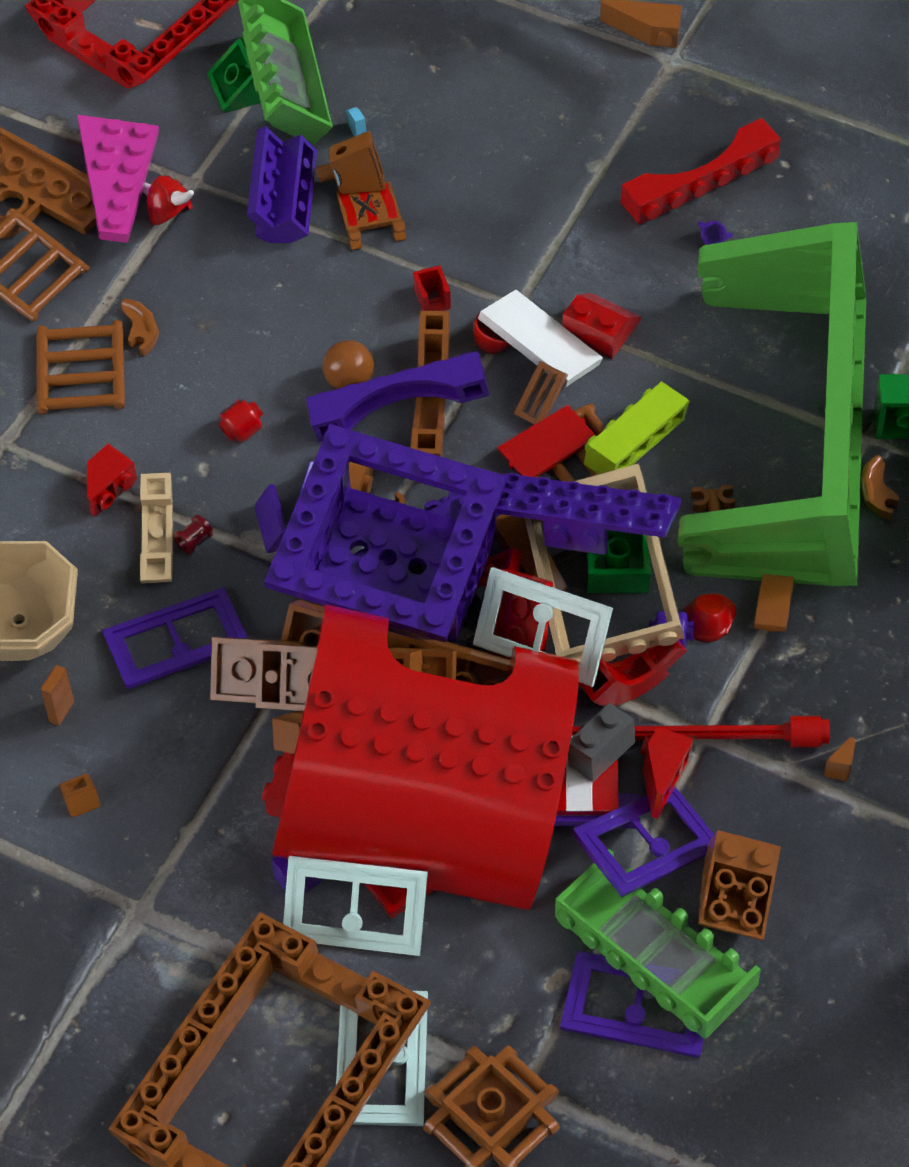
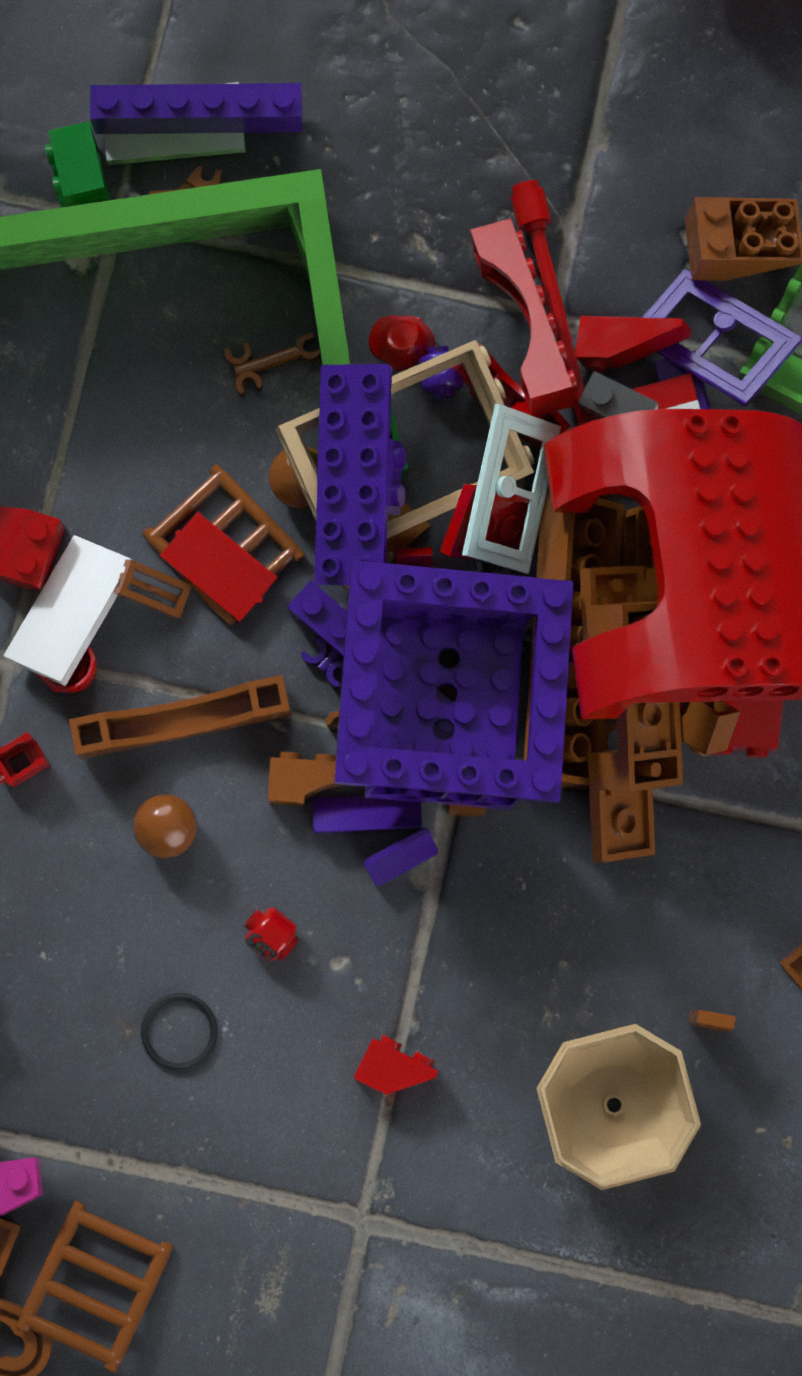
camera: 105 degrees left, 25 degrees up
(44, 358) = (262, 1196): dark orange bar -> none
(144, 326) = (147, 1102): dark orange piece -> none
(157, 528) = (451, 985): tan slope -> none
(169, 371) = (145, 1027): none -> black tyre
(183, 656) = (611, 898): dark purple door -> none
(193, 534) = (444, 941): dark red bush -> none
(453, 379) = (233, 820): dark purple arch -> none
(636, 430) = (184, 467): lime brick -> none
(641, 677) = (502, 262): none -> arch
(774, 603) = (374, 272): dark orange slope -> none
(840, 762) = (555, 164): dark orange slope -> none

